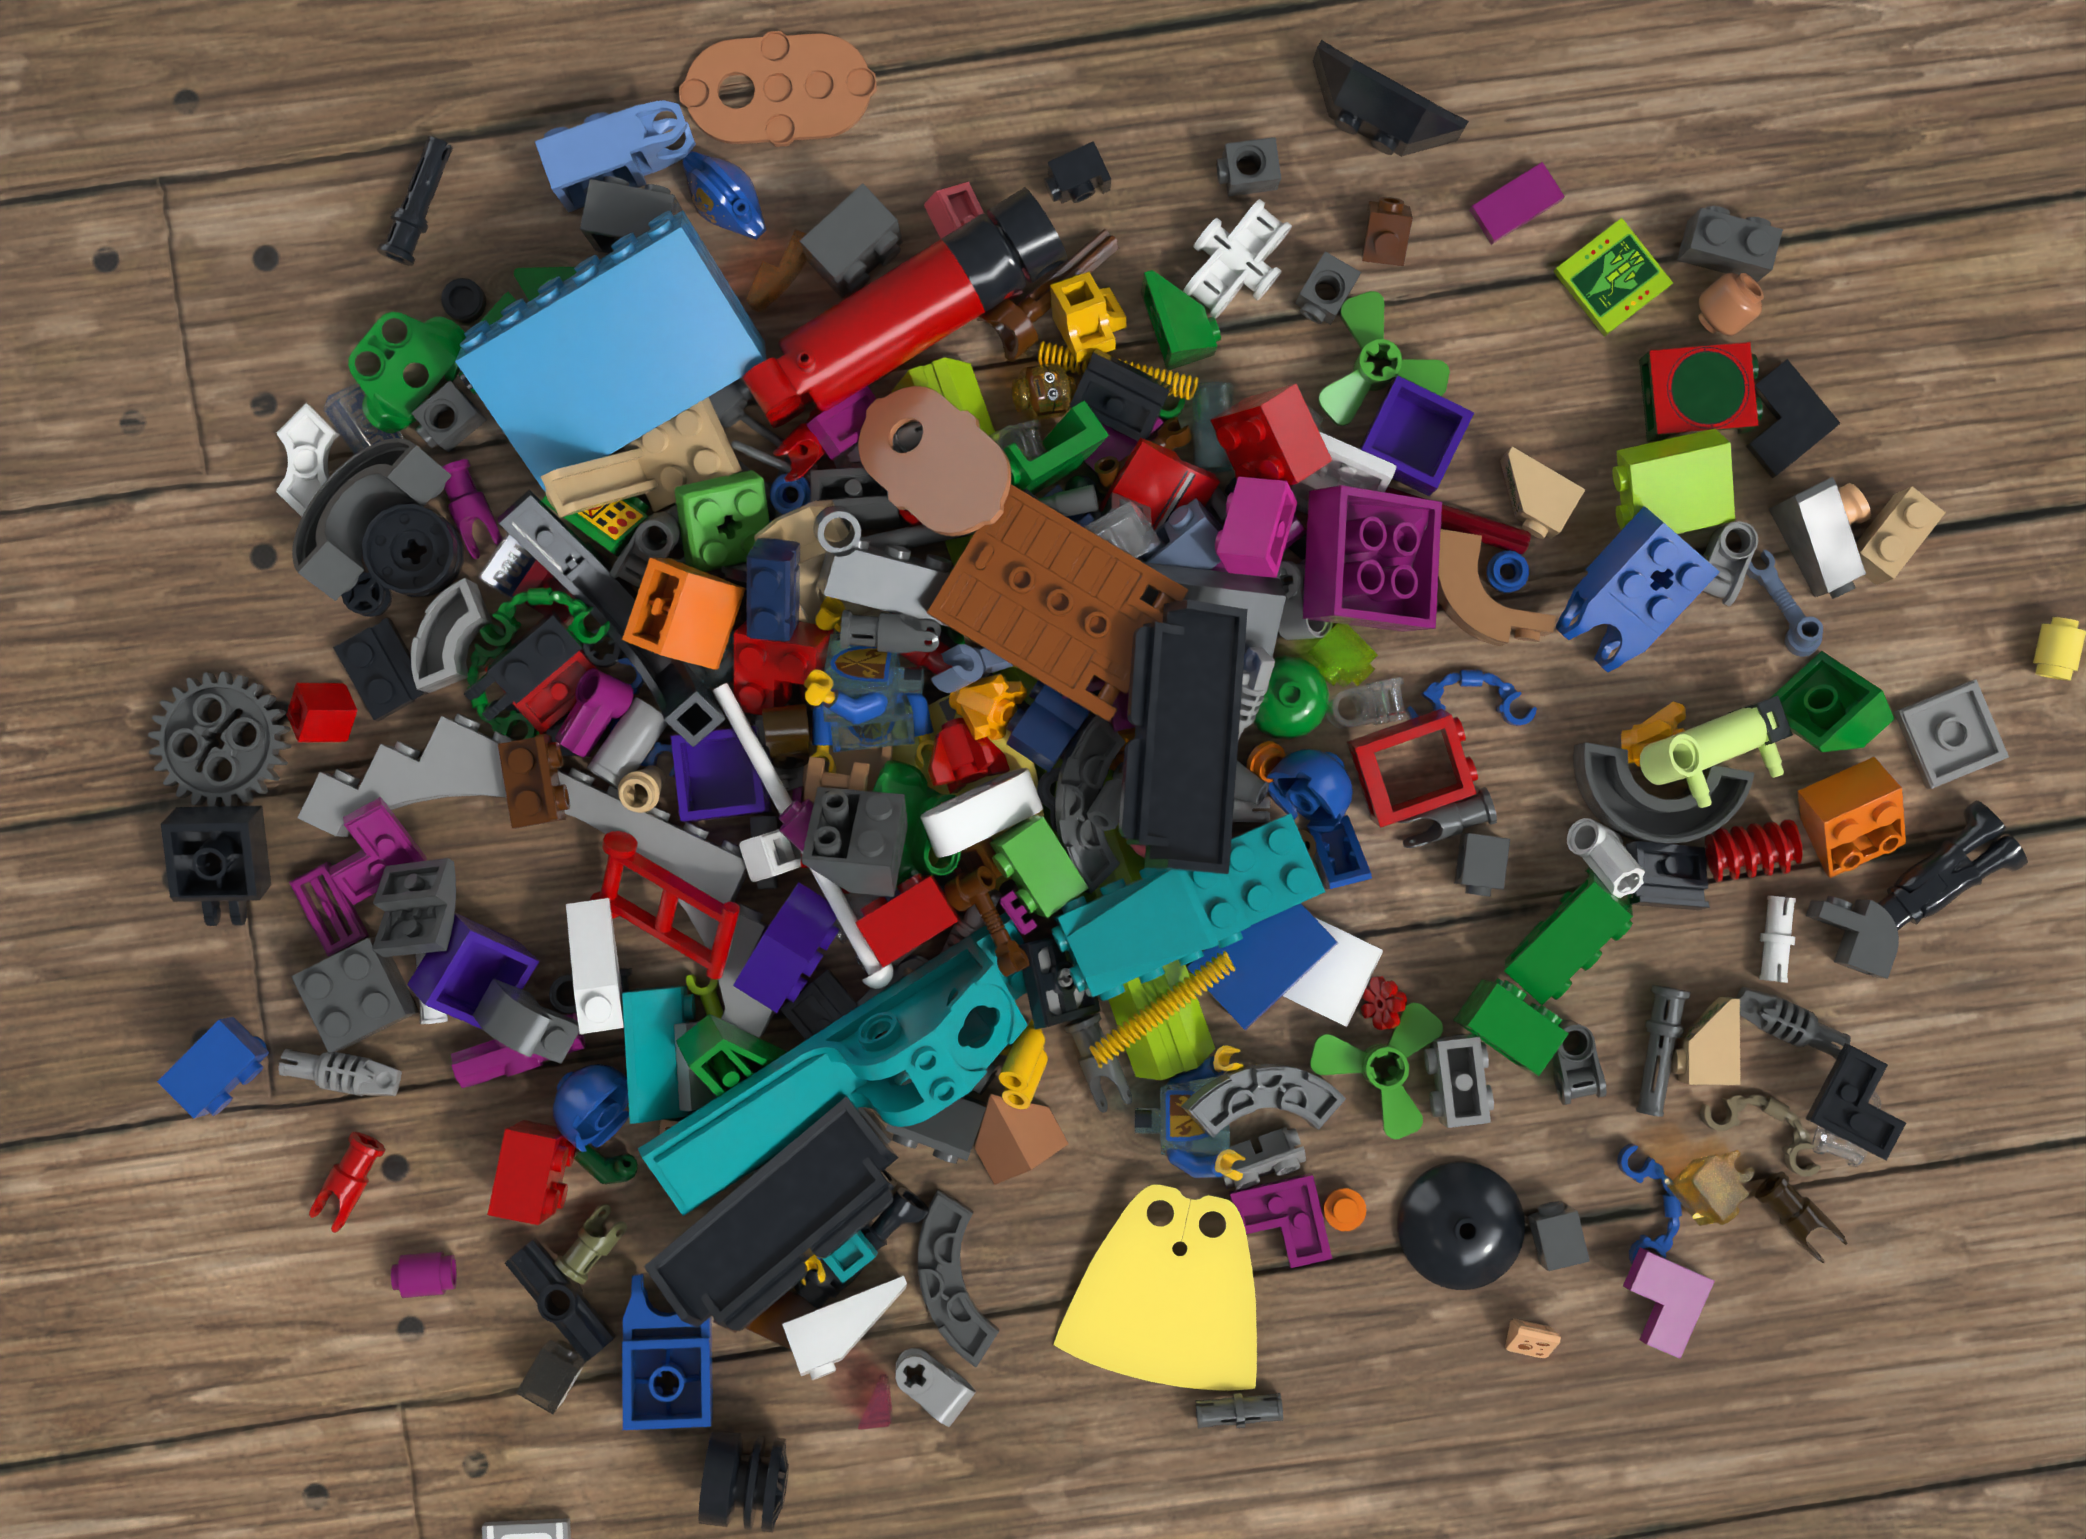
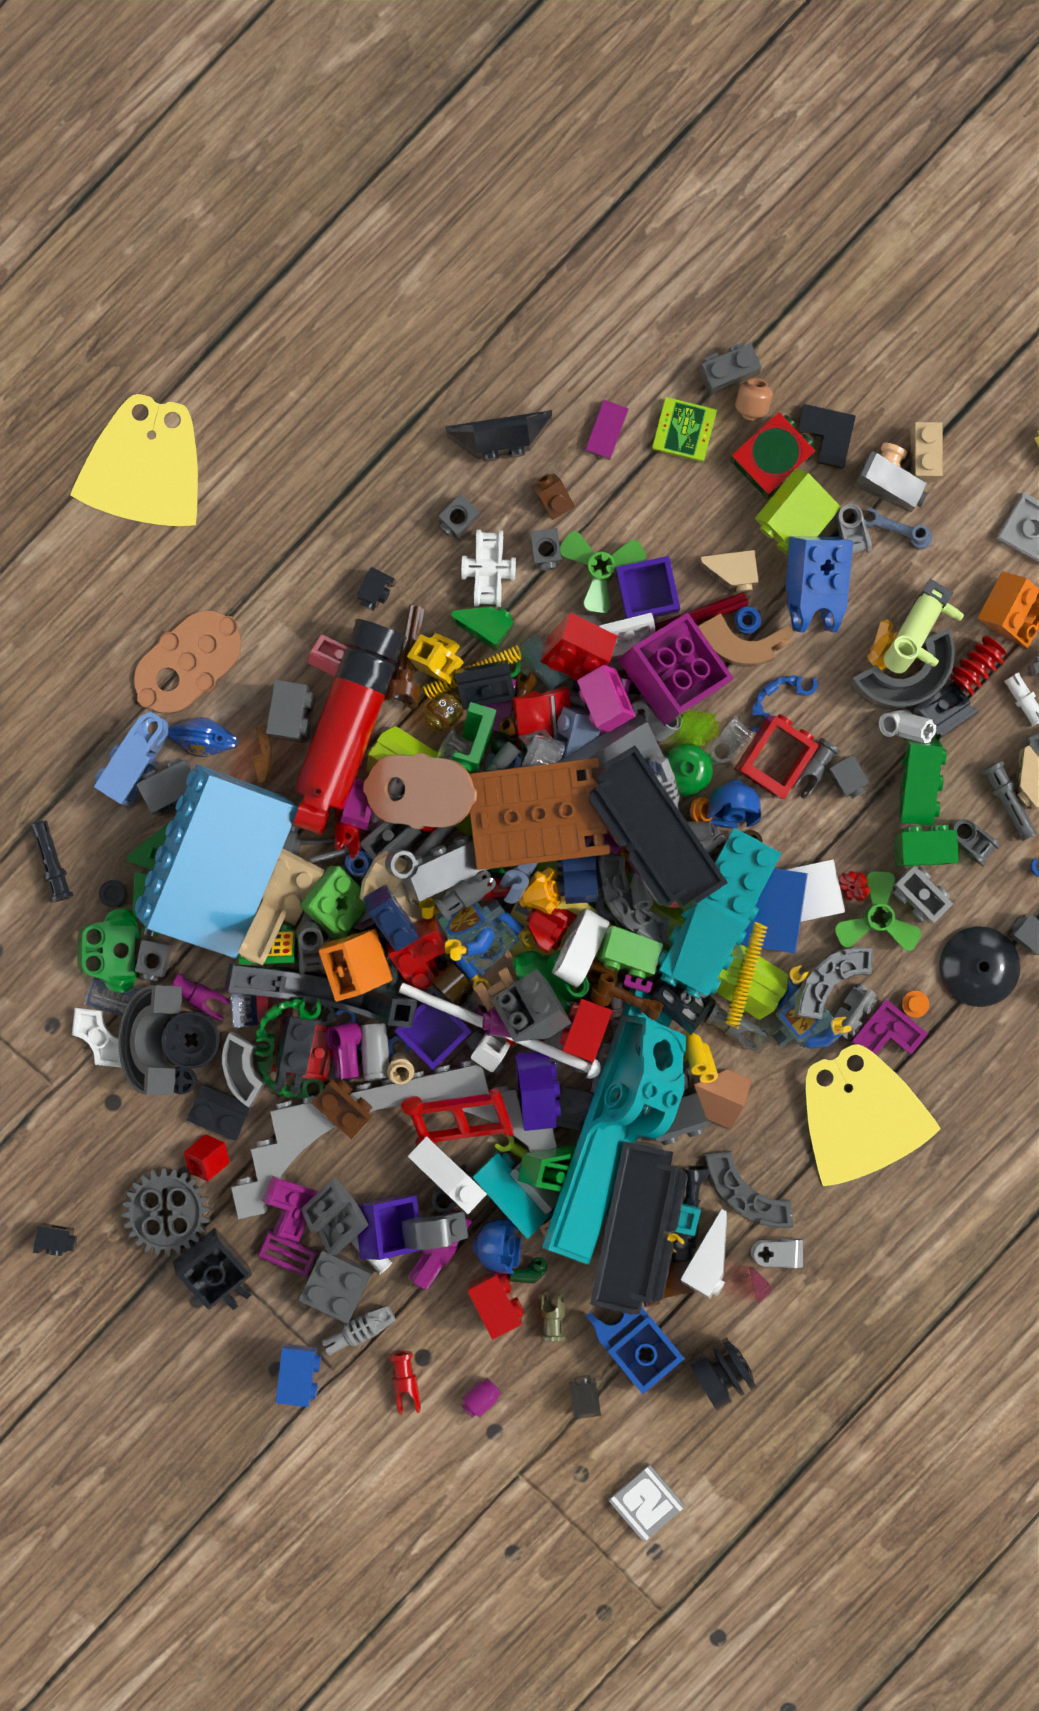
camera: 30 degrees left, 0 degrees up
(56, 666) = (54, 1239): none -> black brick
(579, 1322) = (577, 1359): black piece -> none
(1239, 1410) = (941, 1145): dark grey pin -> none
(1340, 856) = (775, 829): blue slope -> none
(1833, 706) = (962, 562): green slope -> none

